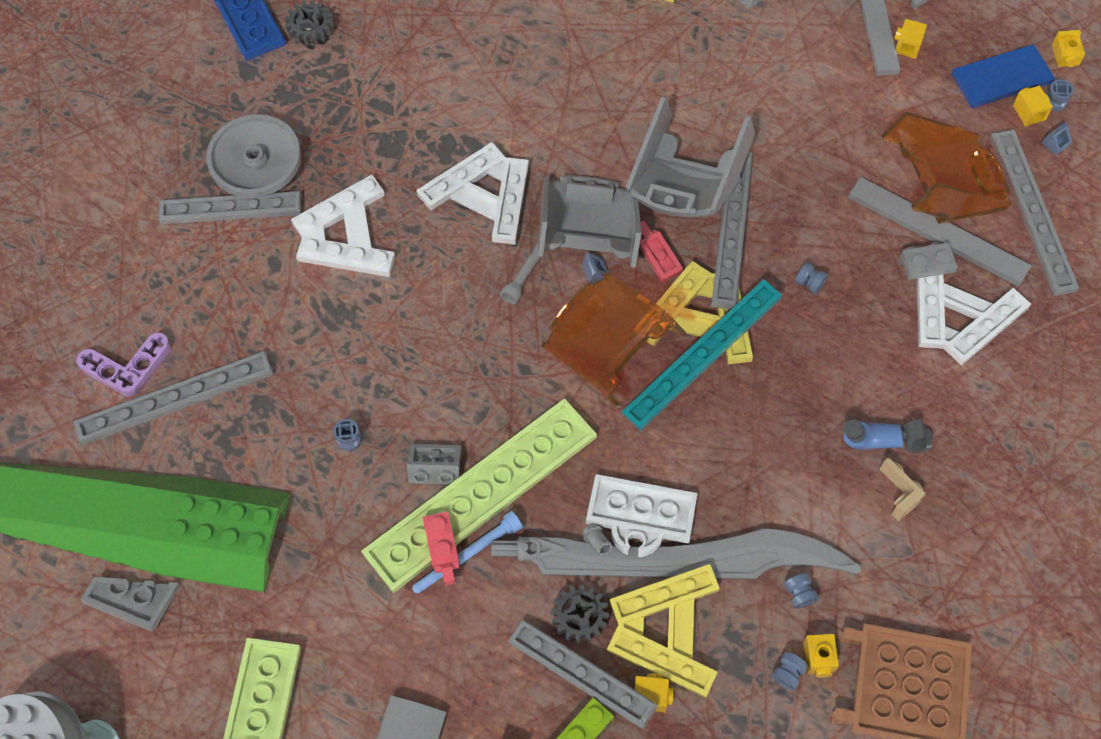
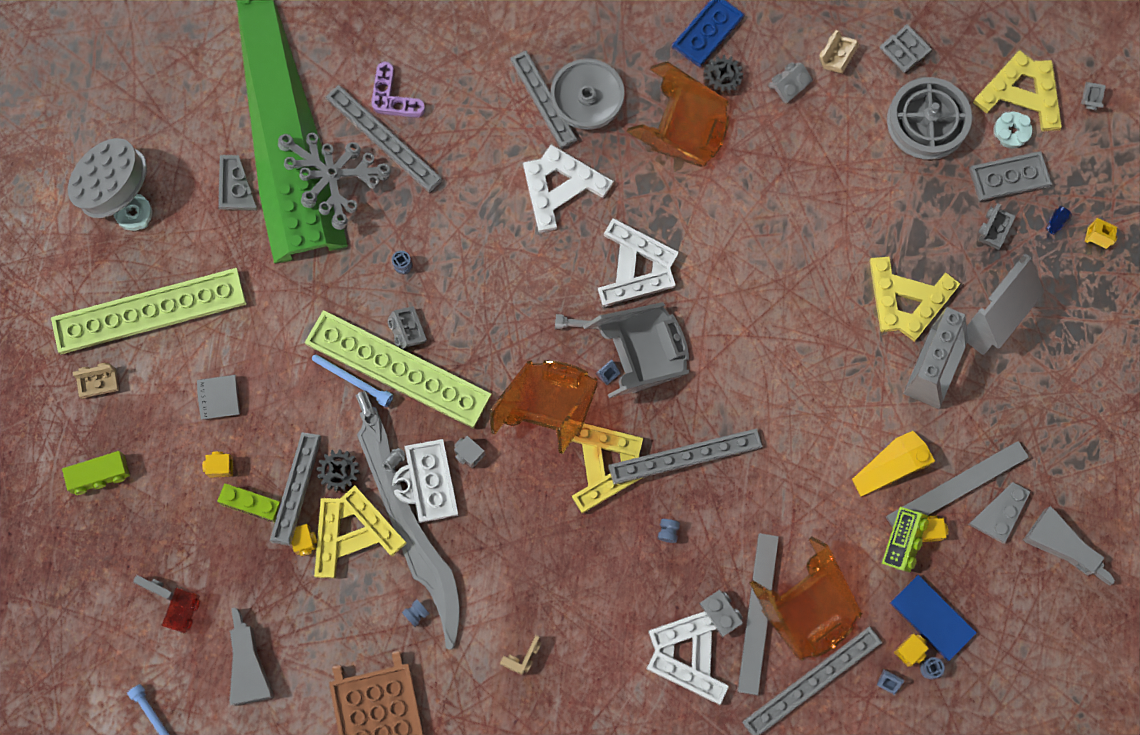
camera: 65 degrees right, 10 degrees up
(189, 467) = (312, 160): none -> light grey plant
(341, 69) = (692, 121): none -> clear orange windscreen
(441, 545) = (346, 360): coral hinge -> none
(624, 451) = (468, 452): none -> light grey brick
(659, 254) = (640, 410): coral hinge -> none
(680, 185) = (699, 400): light grey windscreen -> none
(701, 355) = (566, 475): teal plate -> none
(790, 671) = (354, 625): sand blue wheel -> none
(821, 655) = (374, 642): yellow brick -> none
(823, 38) = (898, 460): none -> yellow wedge
(885, 435) = (561, 631): piece -> none
(915, 58) = (905, 539): none -> lime brick
(1068, 48) = (992, 659): yellow brick -> none

